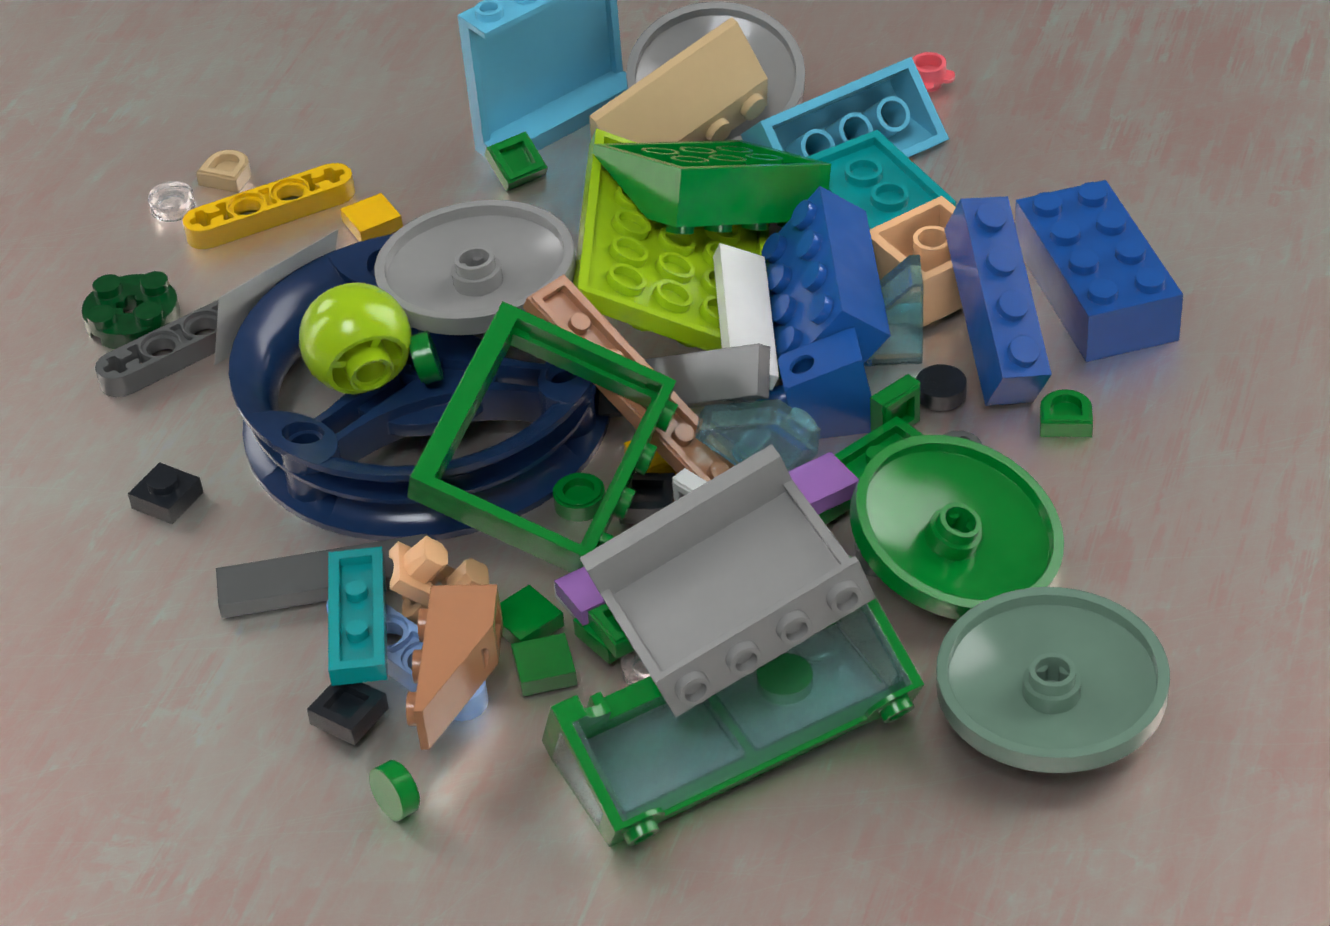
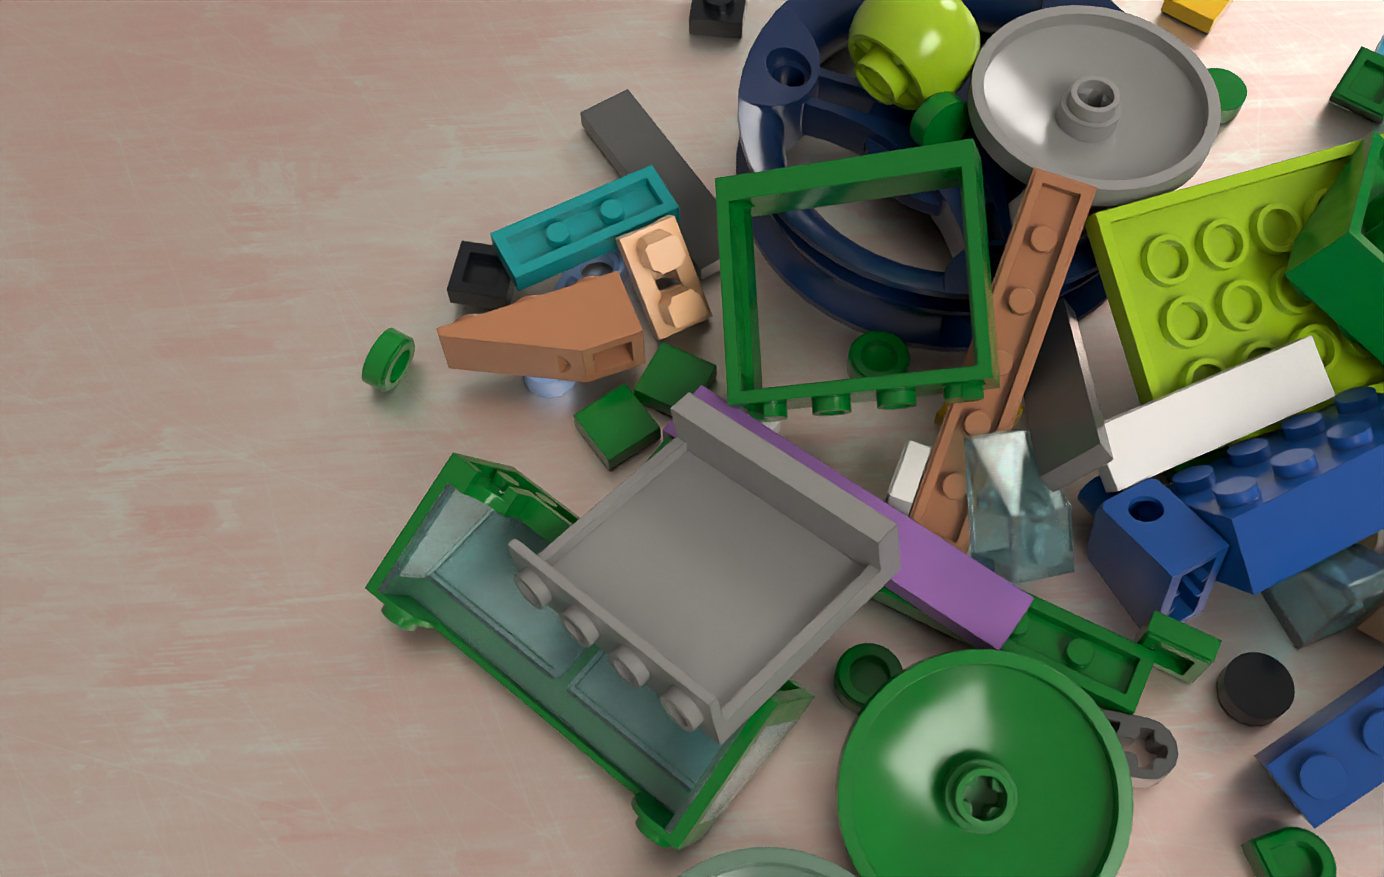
camera: 65 degrees right, 20 degrees up
(652, 494) = (889, 430): black plate -> none

